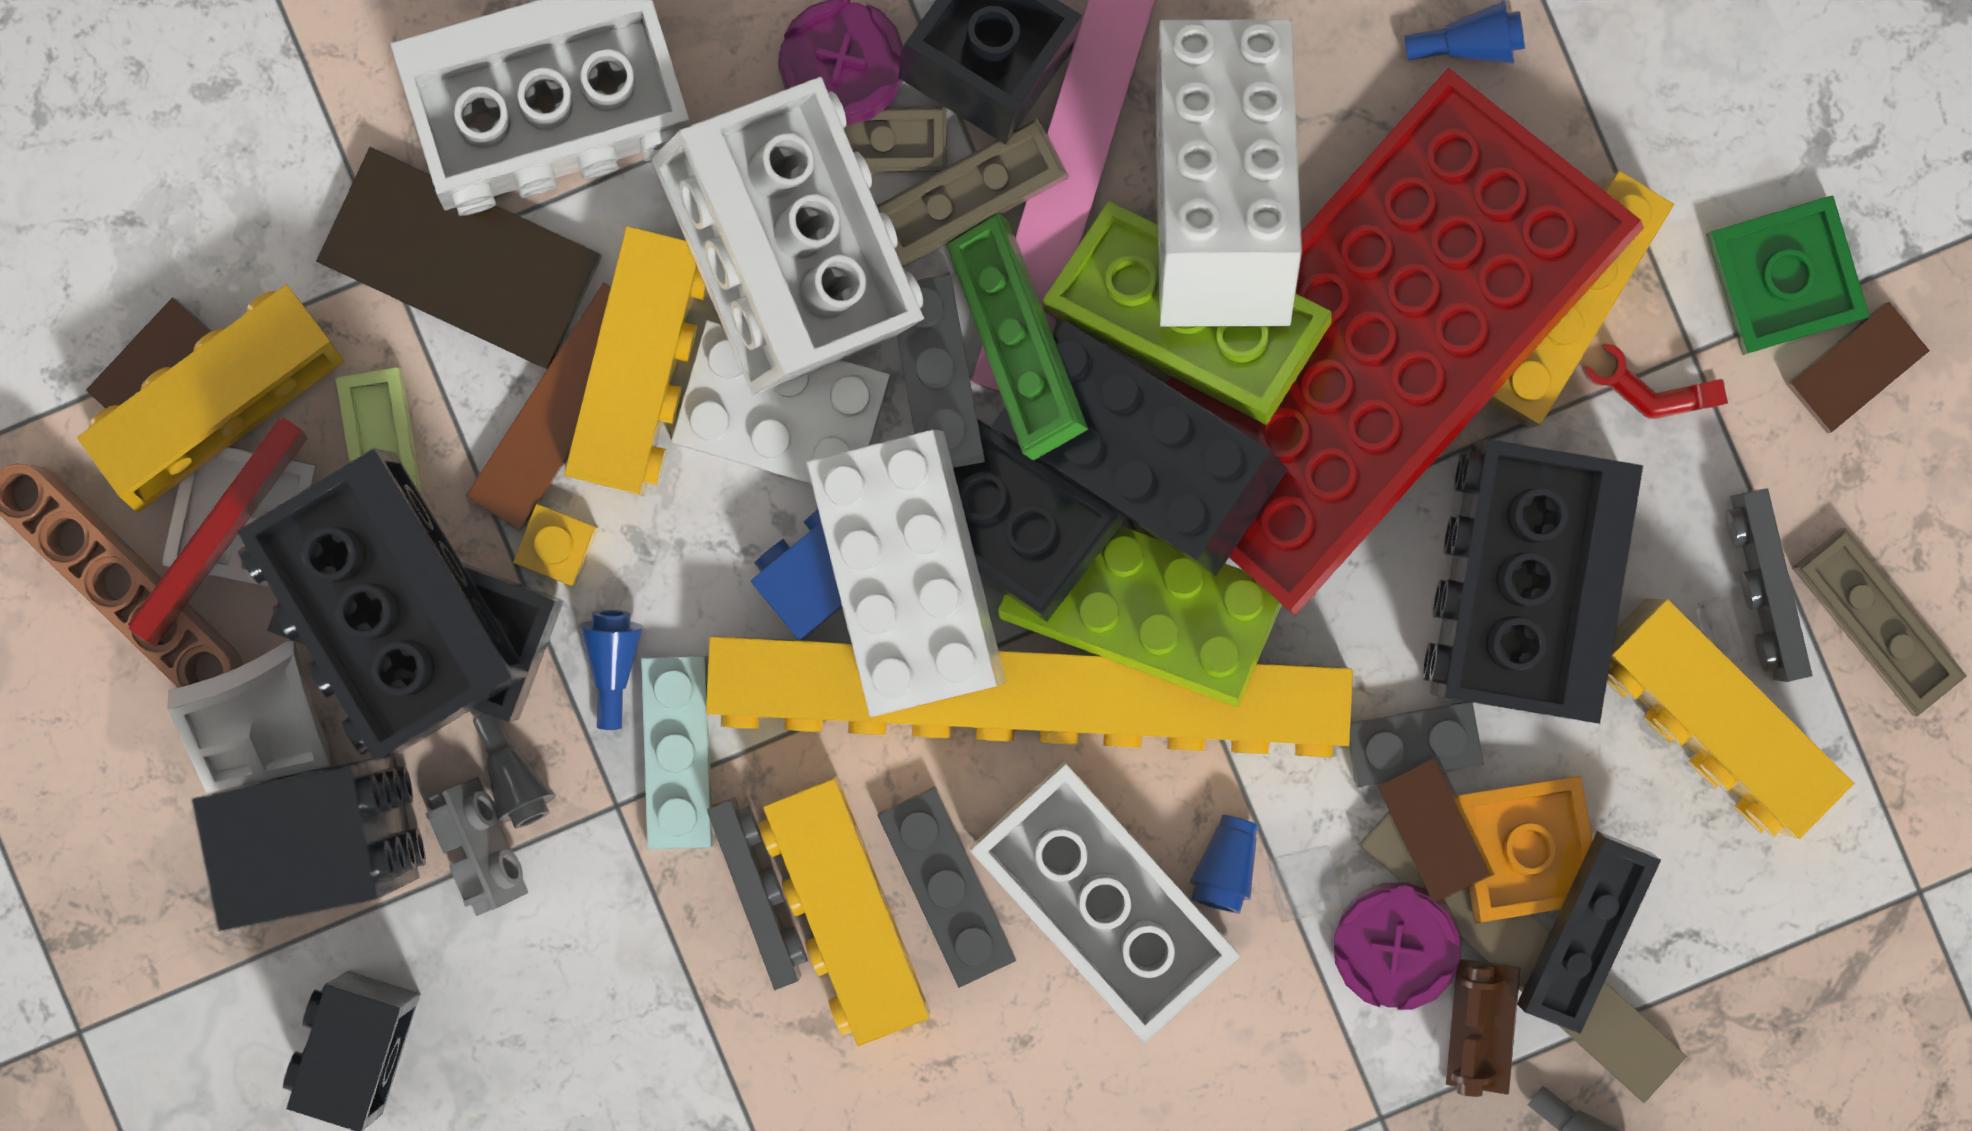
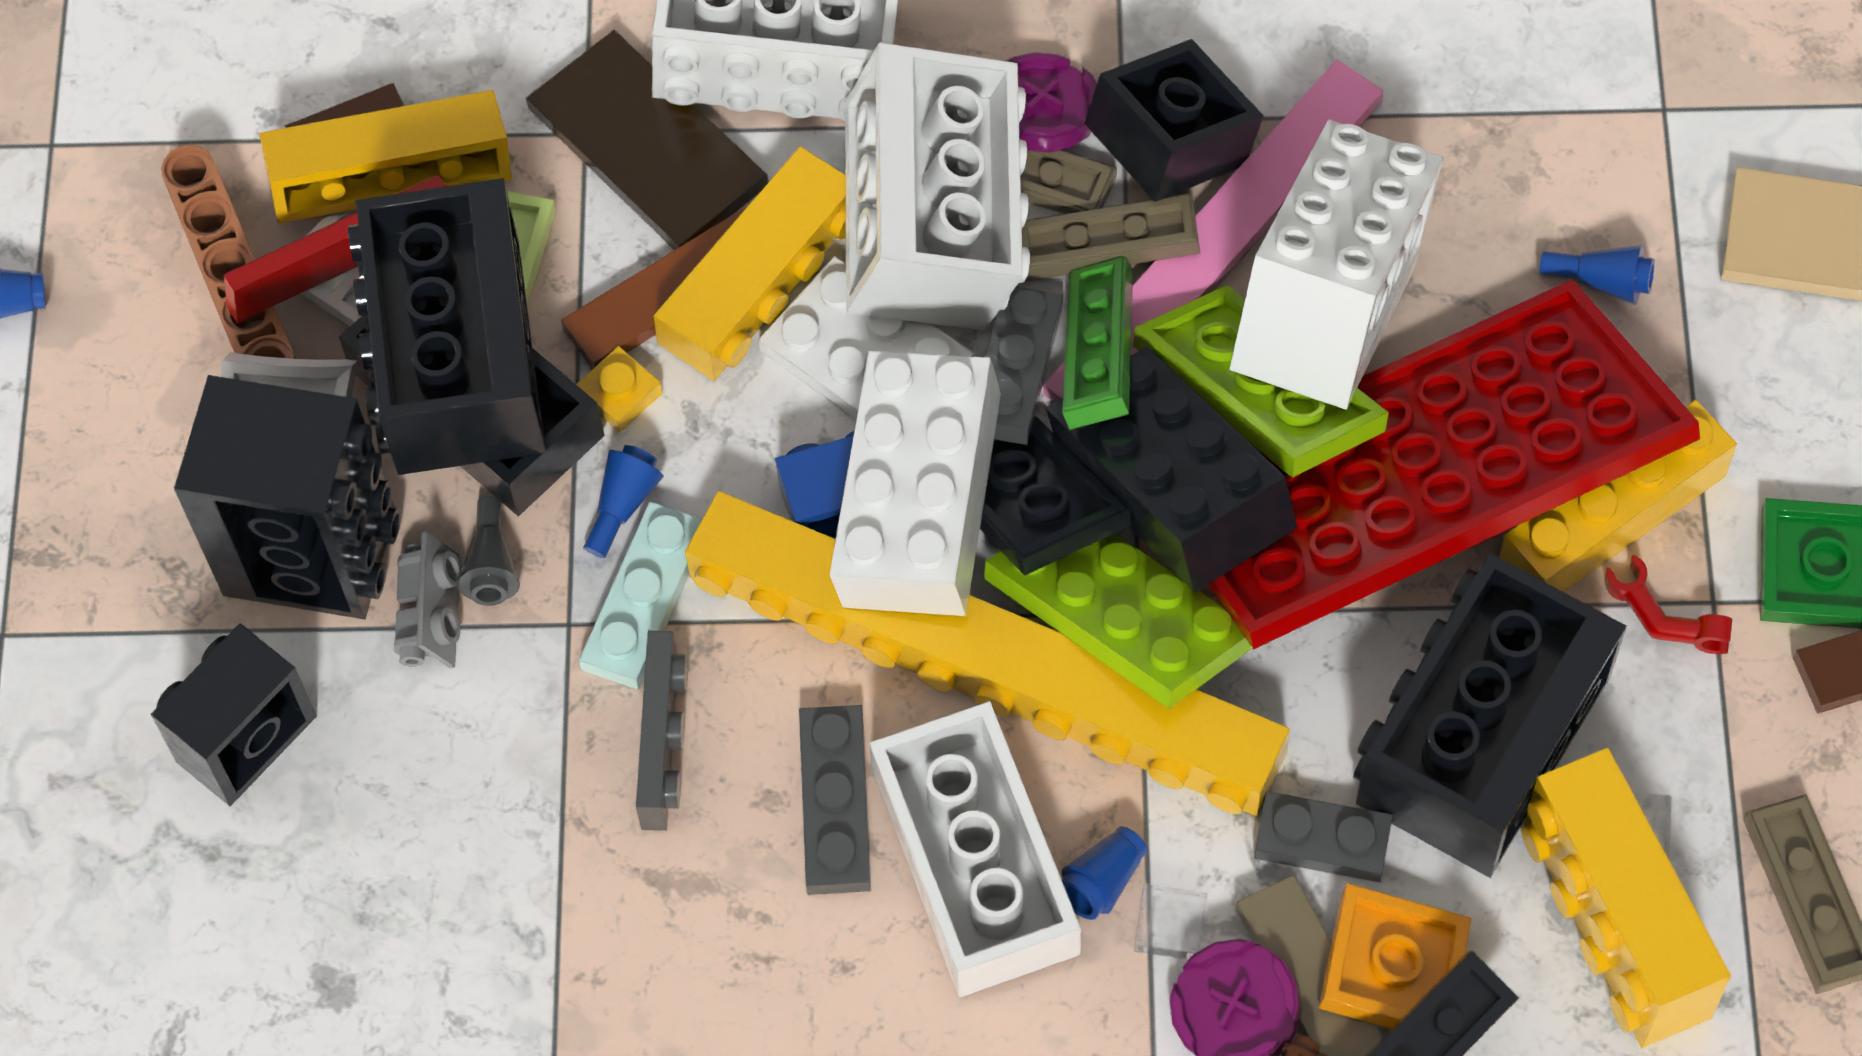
camera: 25 degrees right, 25 degrees down
(846, 912) = (732, 778): yellow brick -> none
(1436, 830) = (1312, 902): reddish brown tile -> none
(1768, 586) = (1712, 813): dark grey plate -> none

